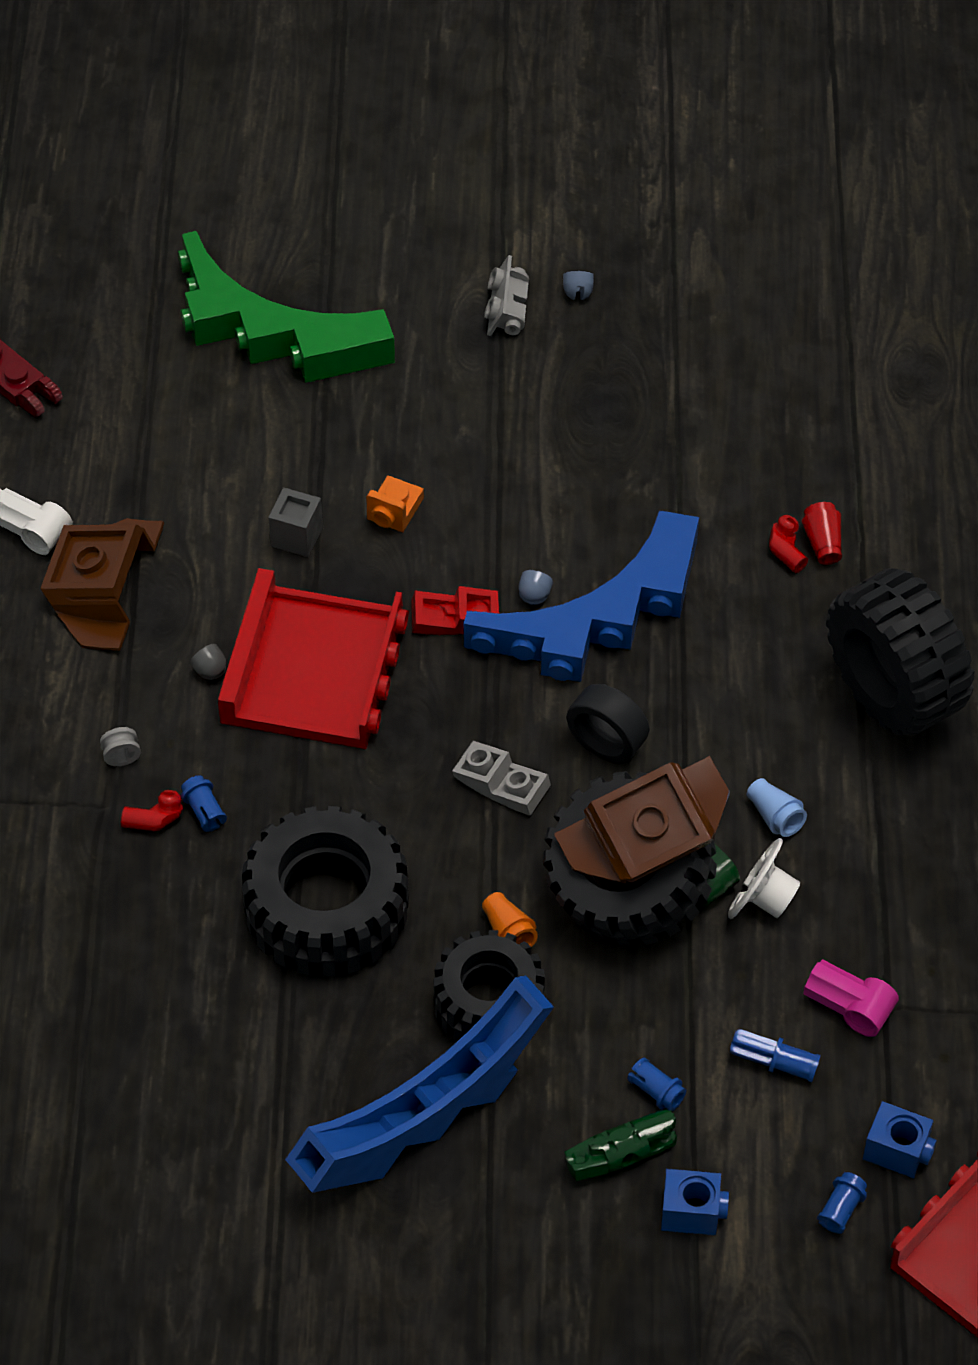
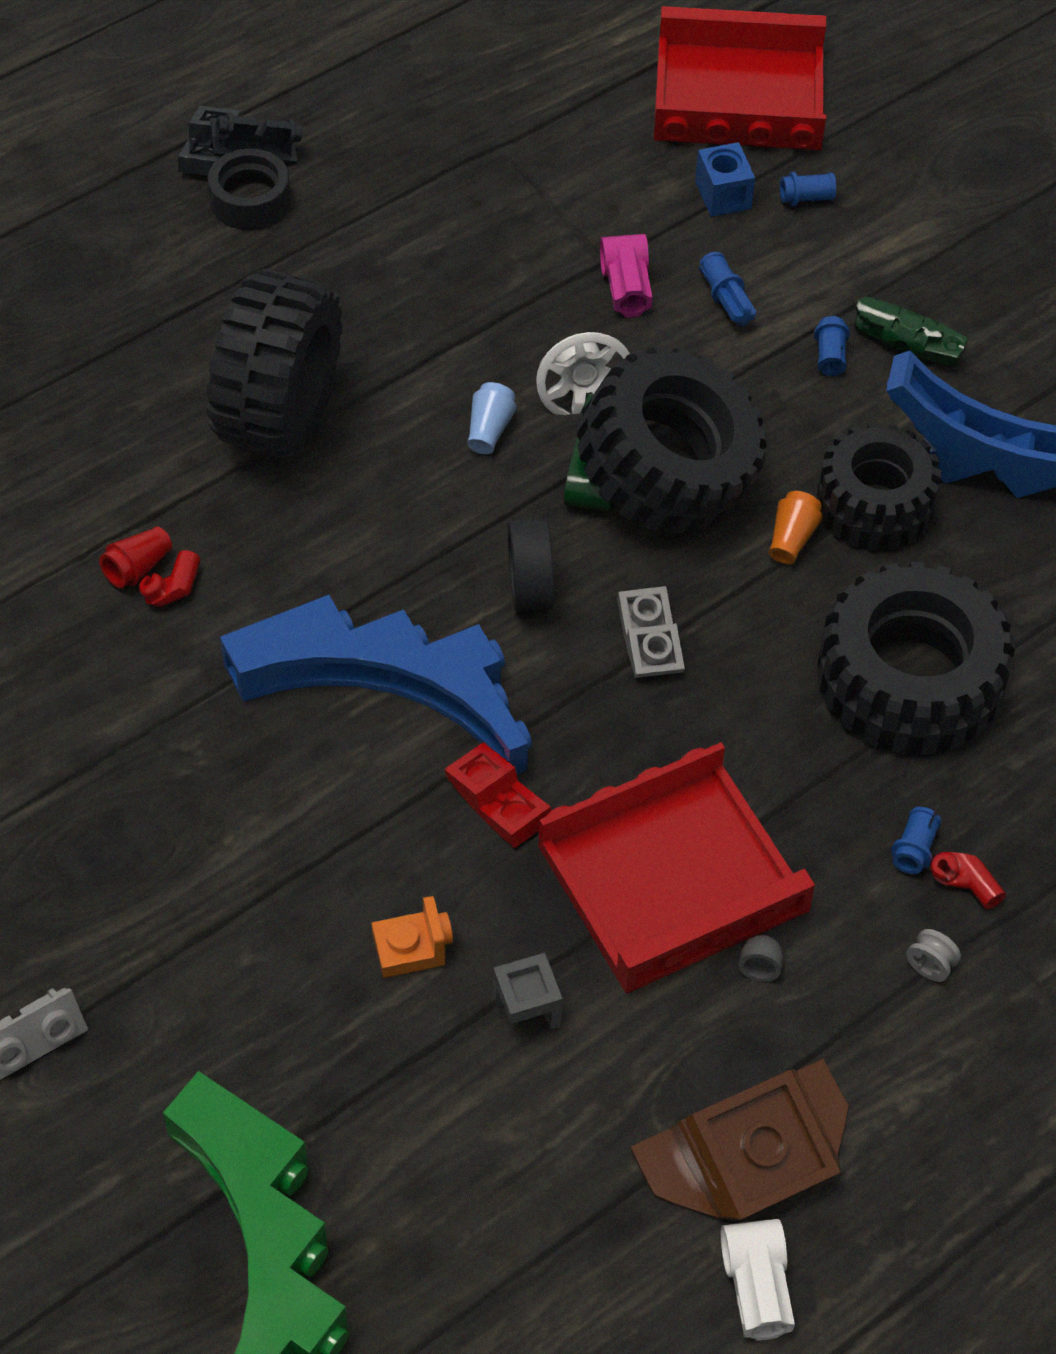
camera: 130 degrees left, 0 degrees up
(534, 586) = (410, 744): sand blue hinge -> none
(647, 823) = (668, 374): reddish brown piece -> none
(685, 1185) = (909, 264): blue brick -> none

